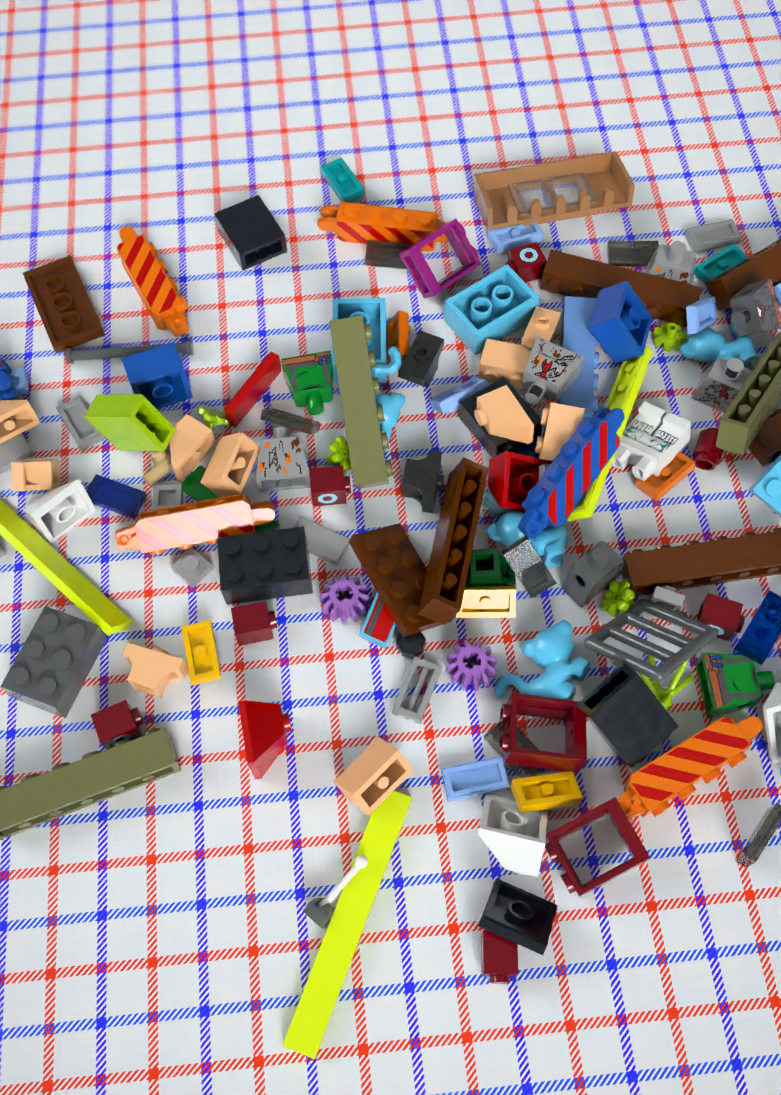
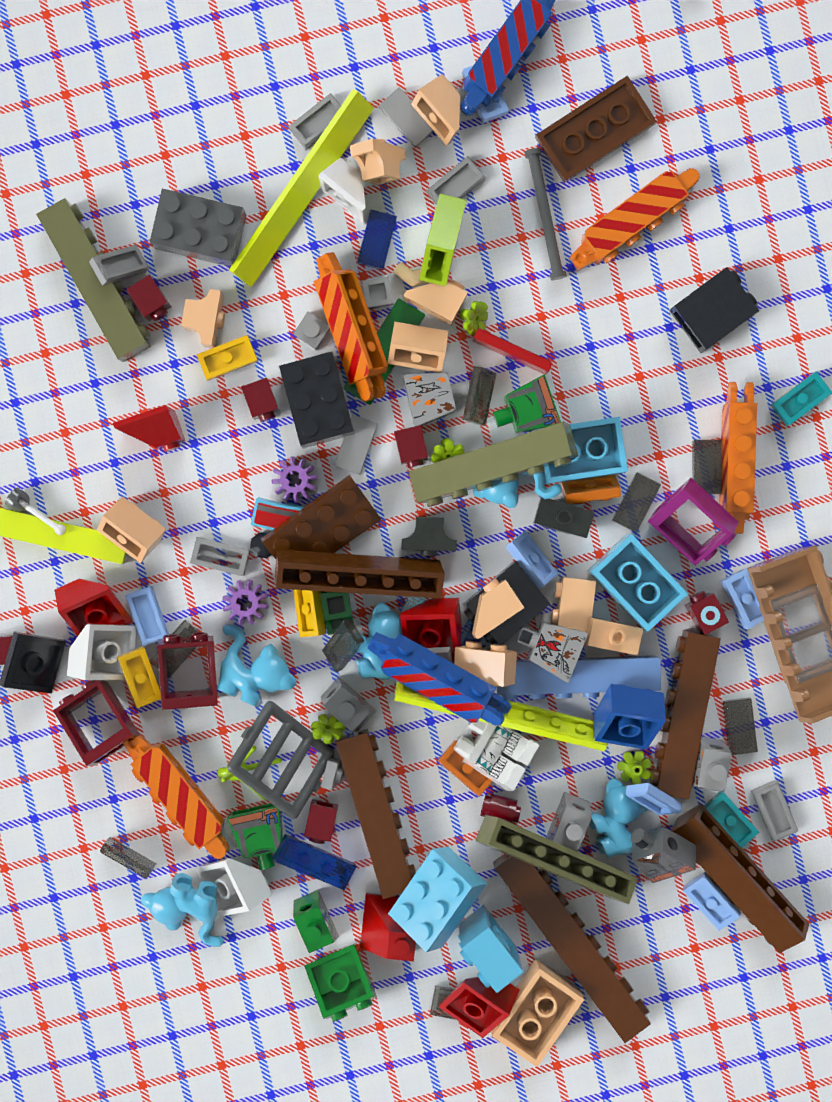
camera: 80 degrees right, 25 degrees up
(71, 749) = (119, 265): none -> light grey tile
(158, 375) = (506, 252): blue brick -> none
(419, 310) = (636, 502): none -> clear smoke tile
(453, 838) = (89, 603): none -> red slope
(627, 715) = (206, 741): black brick -> none

